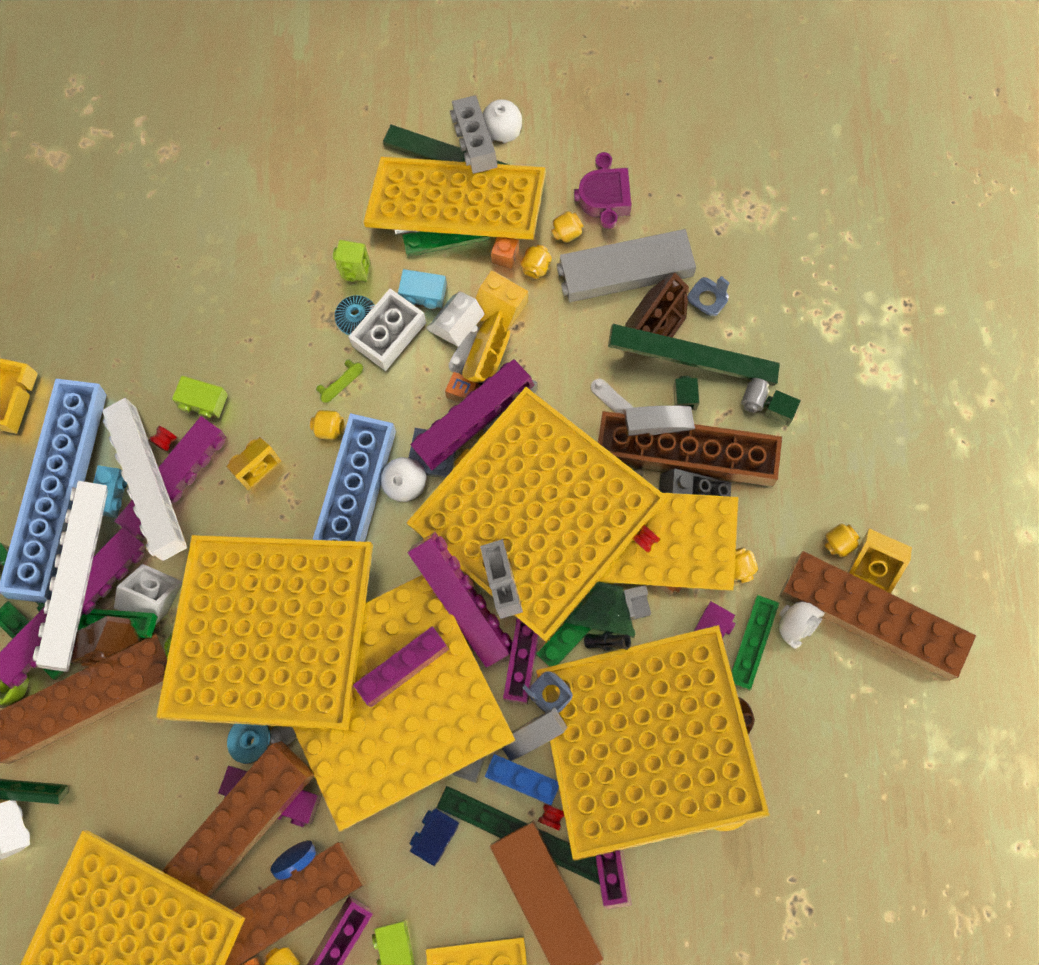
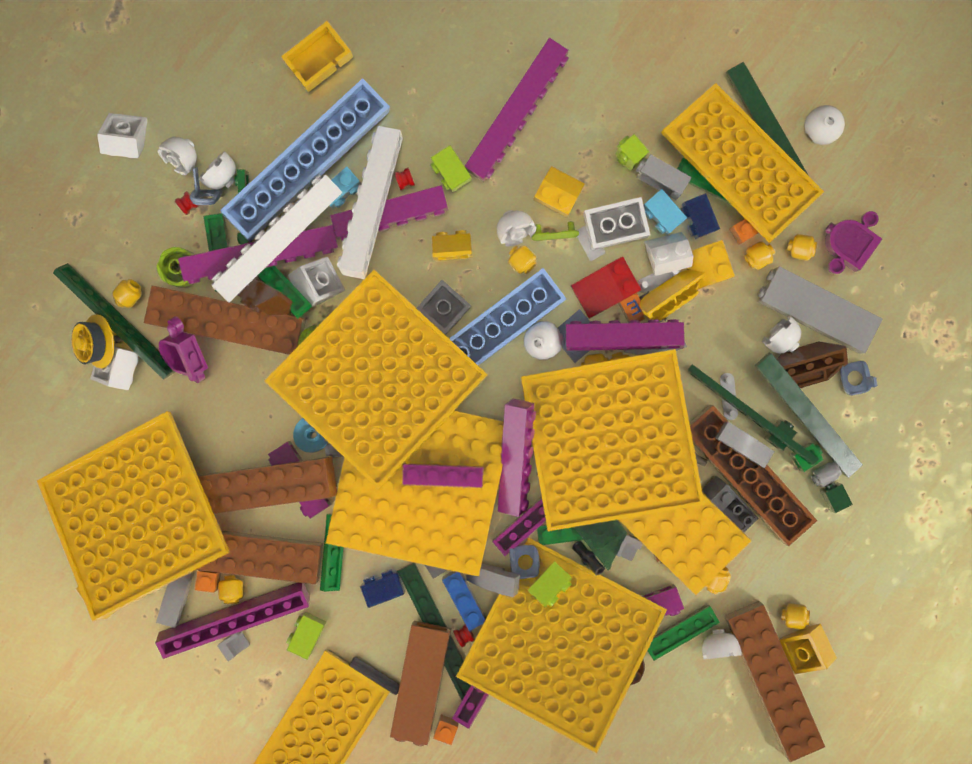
camera: 35 degrees right, 15 degrees up
(58, 759) = (182, 352): none -> magenta piece
(222, 308) = (516, 110): none -> magenta brick
(286, 517) = (443, 307): none -> flat silver brick
(294, 858) = (284, 533): blue tile -> none
(298, 402) = (514, 227): none -> white cylinder
(315, 345) = (558, 191): none -> yellow slope
(344, 319) = (593, 190): dish -> none
(363, 852) = (331, 563): none -> green plate
(372, 368) = (584, 240): none -> white sticker
(389, 259) = (662, 176): none -> light grey window
(423, 390) = (606, 287): none -> red slope
(458, 269) = (700, 216): none -> clear blue brick
(474, 134) = (787, 148): light grey brick -> none
(497, 933) = (375, 675): none -> black axle
(501, 579) = (552, 468): light grey slope -> none
(591, 692) = (550, 585): none -> lime brick
(610, 929) = (445, 729): none -> orange brick
(615, 307) = (784, 336): none -> white cylinder
(645, 392) = (752, 415): none -> dark green tile
(646, 538) = (667, 519): red wheel -> none
(723, 402) = (801, 464): none -> green brick

